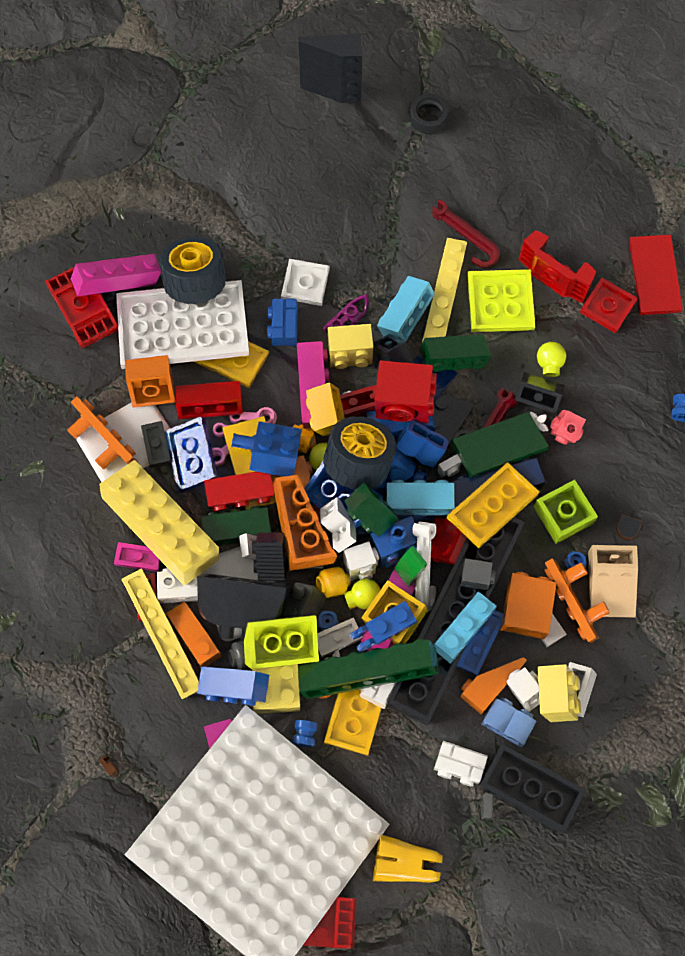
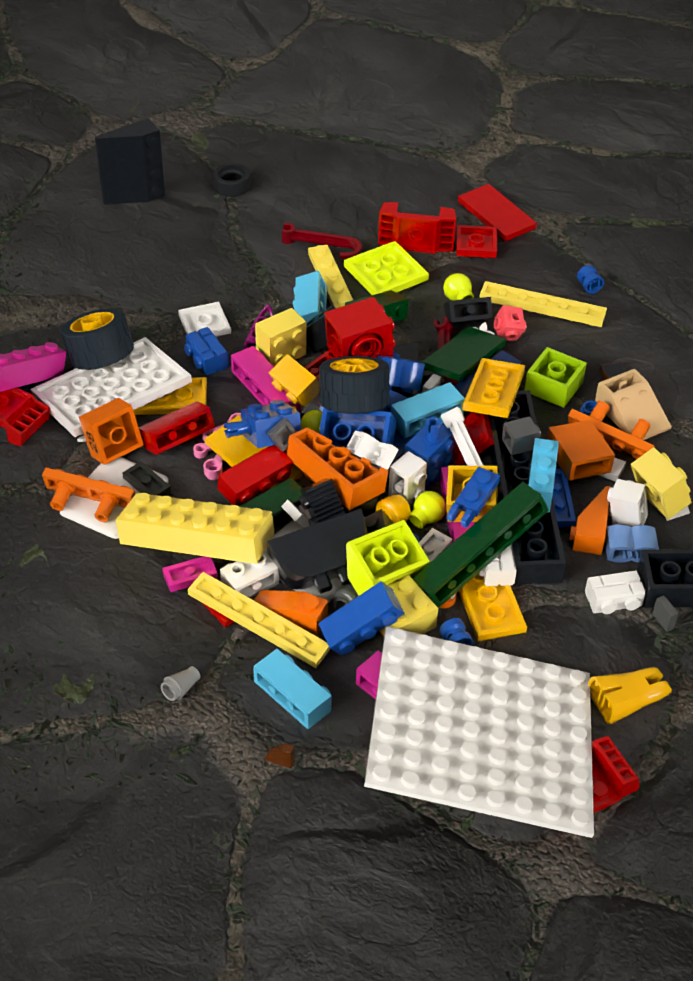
camera: 30 degrees left, 25 degrees down
(73, 659) = (178, 684): none -> light grey cone
(151, 712) = (293, 688): none -> medium azure brick
(191, 454) = (187, 471): clear blue plate -> none
(273, 469) = (280, 433): none -> dark grey tile
(370, 510) = (396, 417): dark green brick -> none
(410, 566) = (459, 448): green slope -> none
(618, 415) = (544, 304): none -> light yellow plate

